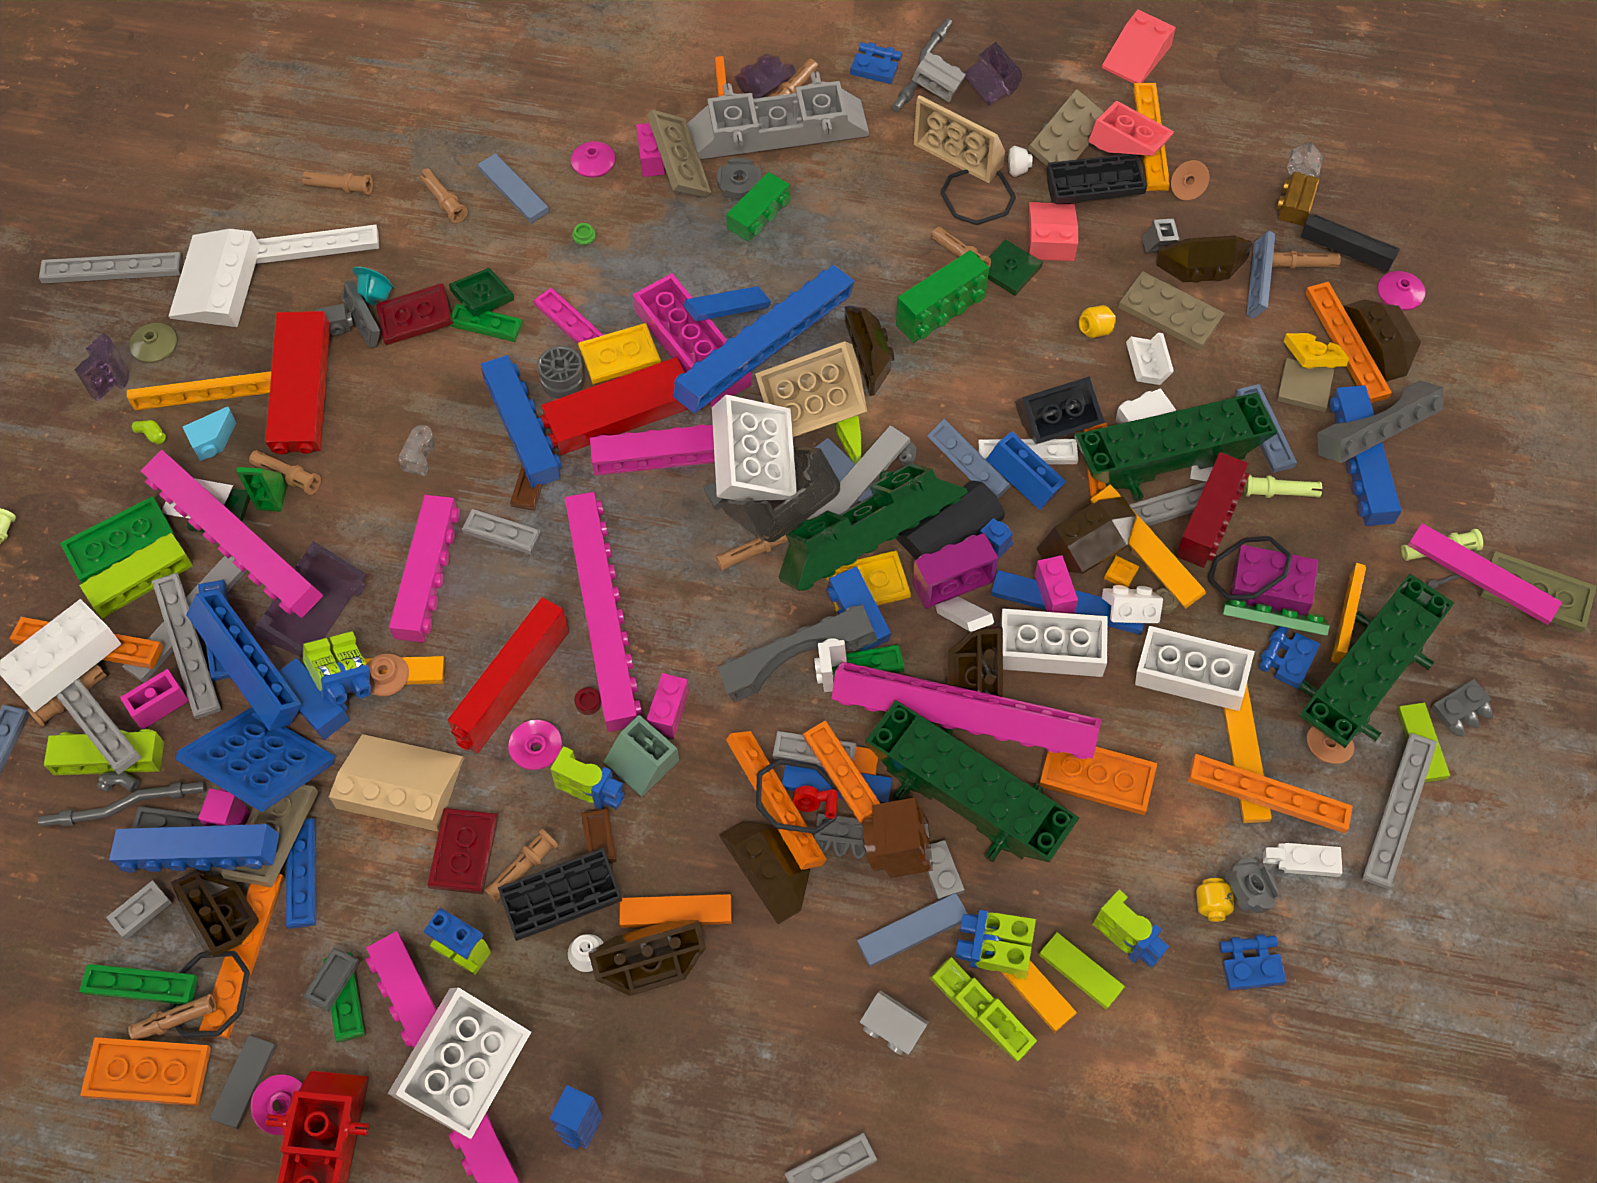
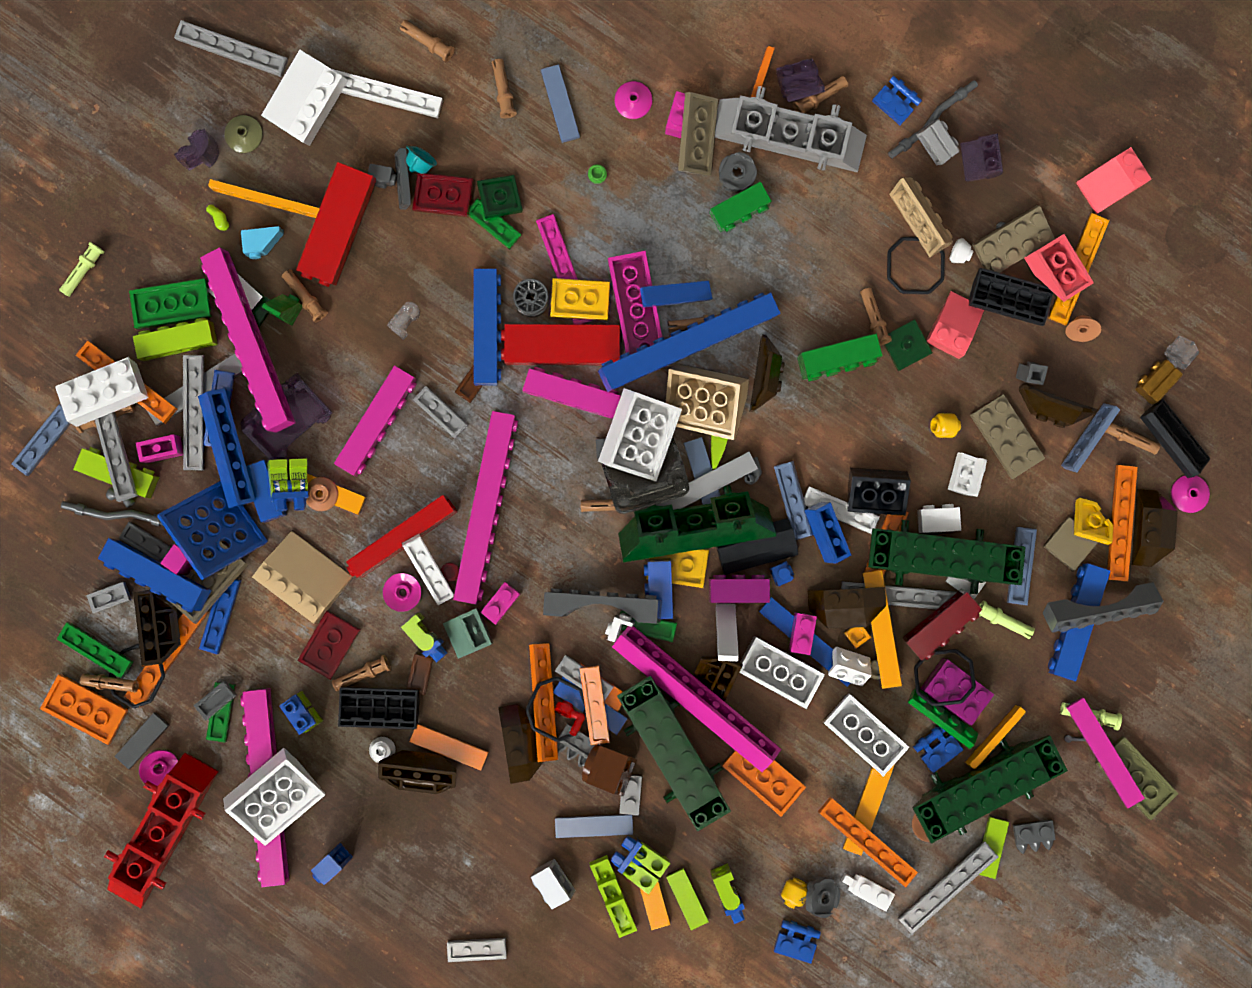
camera: 20 degrees right, 25 degrees up
(558, 697) = (428, 569): none -> white tile

